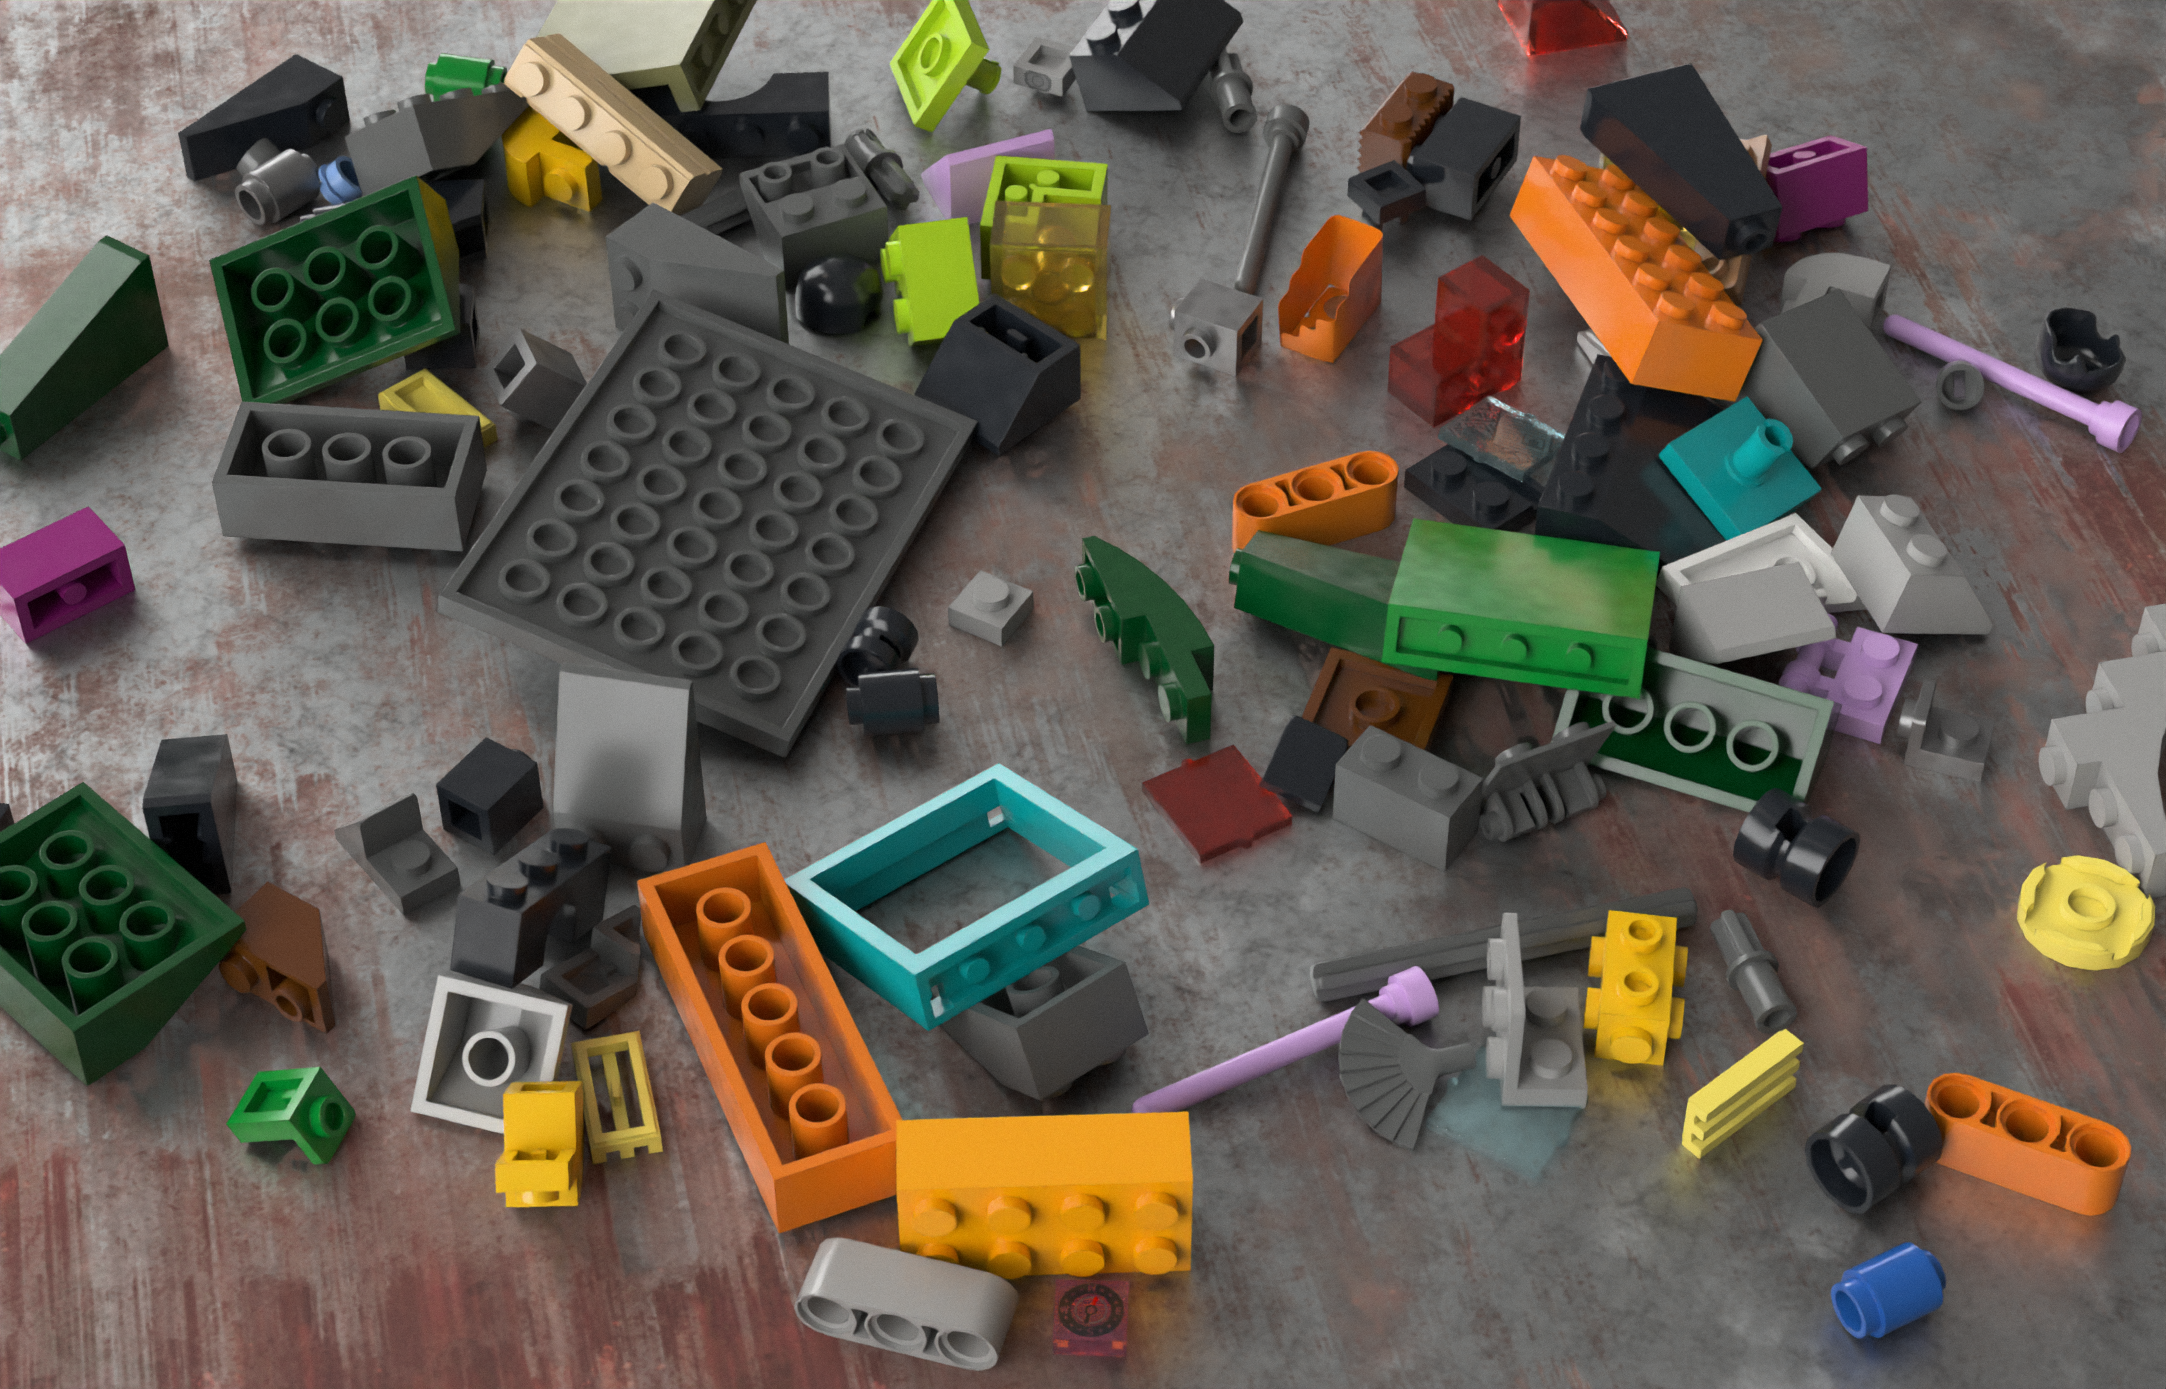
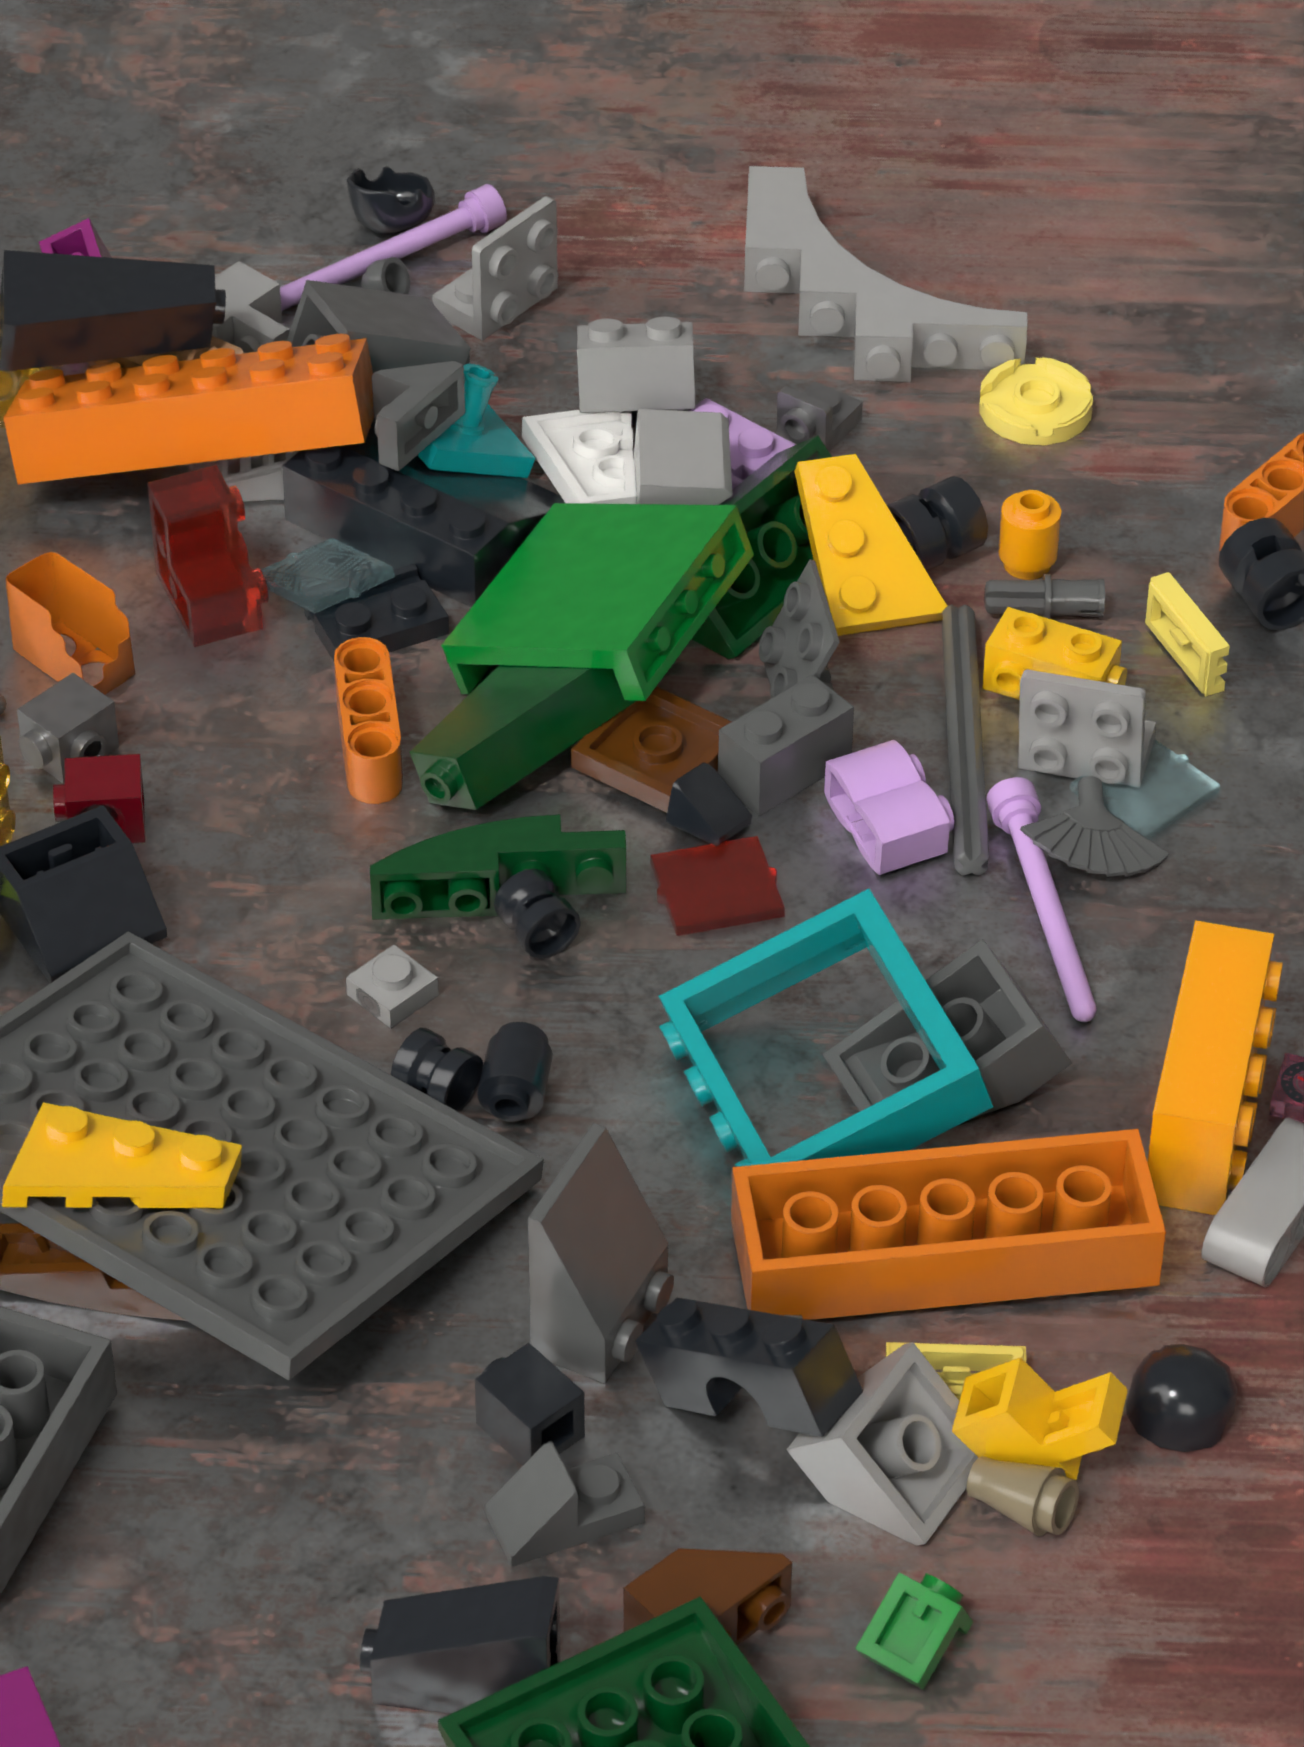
camera: 75 degrees left, 0 degrees up
(464, 1172) = (1028, 1494): none -> dark tan cone
(629, 1270) = (1181, 1398): none -> black hair
(639, 444) = (105, 1156): none -> yellow wing
(1099, 676) = (538, 915): none -> black wheel
(1136, 370) = (105, 781): none -> dark red brick
(1359, 894) = (888, 806): none -> lavender brick
(1695, 408) = (415, 408): none -> dark grey slope
(1701, 801) = (861, 551): none -> yellow wing
(1825, 927) = (1029, 534): none -> light orange brick
(2003, 448) = (507, 275): none -> light grey bracket

